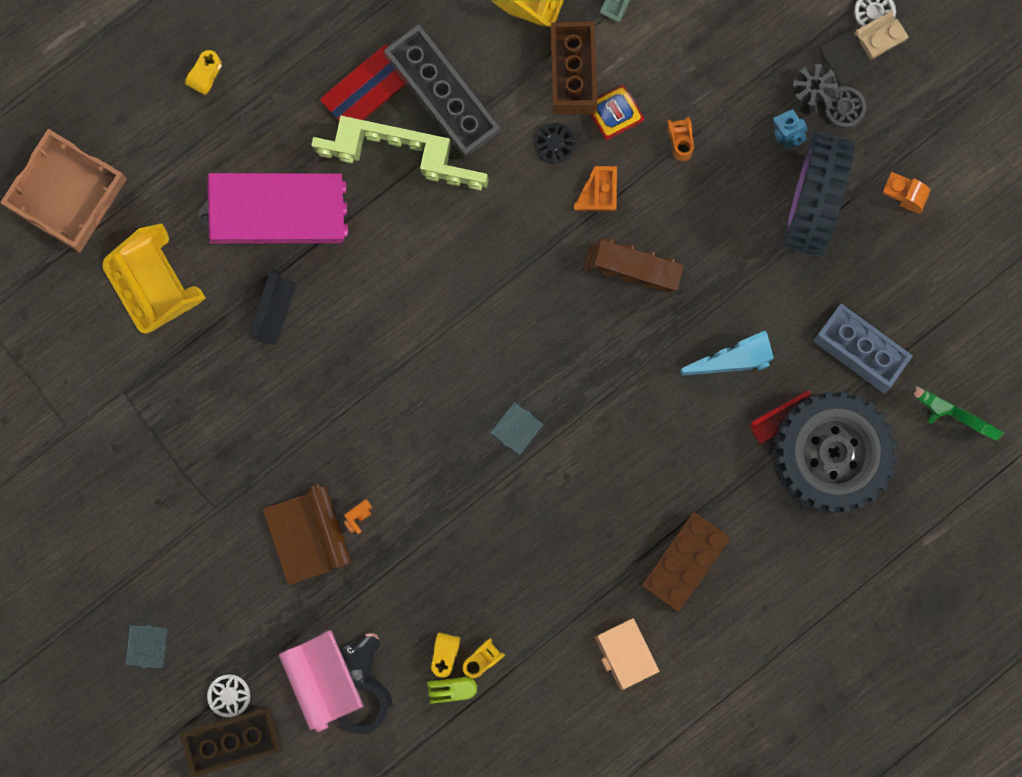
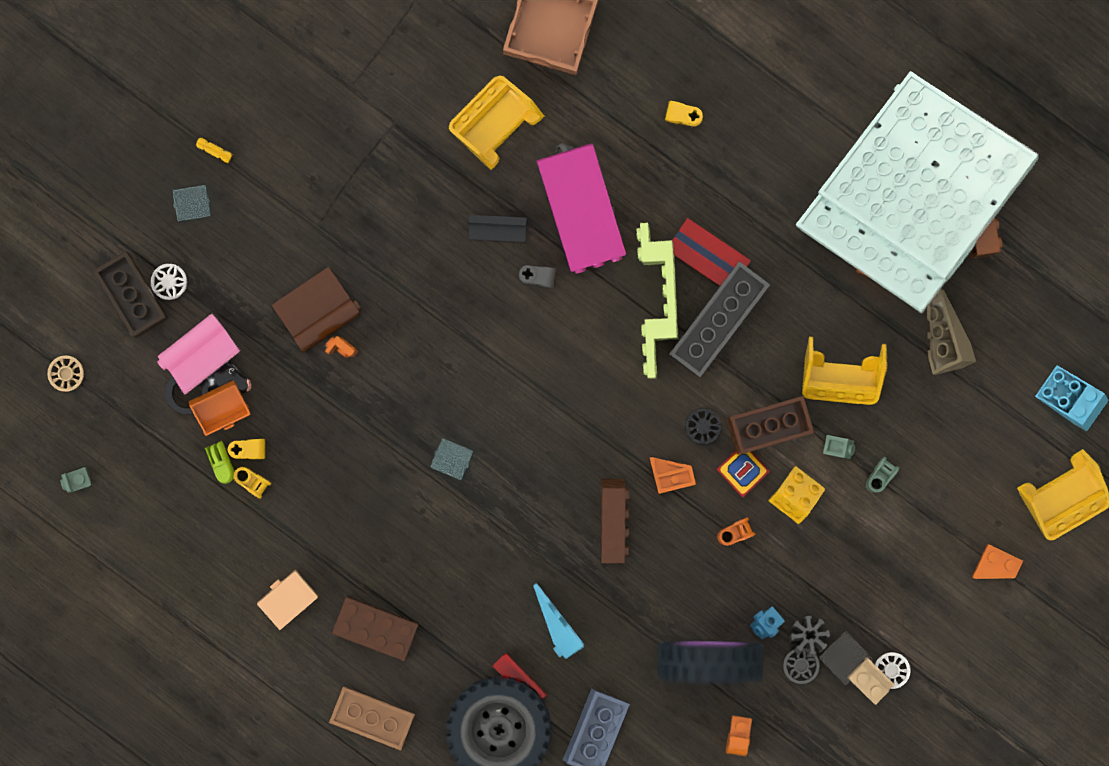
camera: 70 degrees right, 5 degrees up
(93, 604) = (214, 150): none -> yellow axle
(338, 275) = (541, 276): none -> dark grey piece
(389, 673) = (219, 408): none -> orange container
(658, 61) = (797, 495): none -> yellow bracket
(785, 594) = (372, 718): none -> medium nougat tile

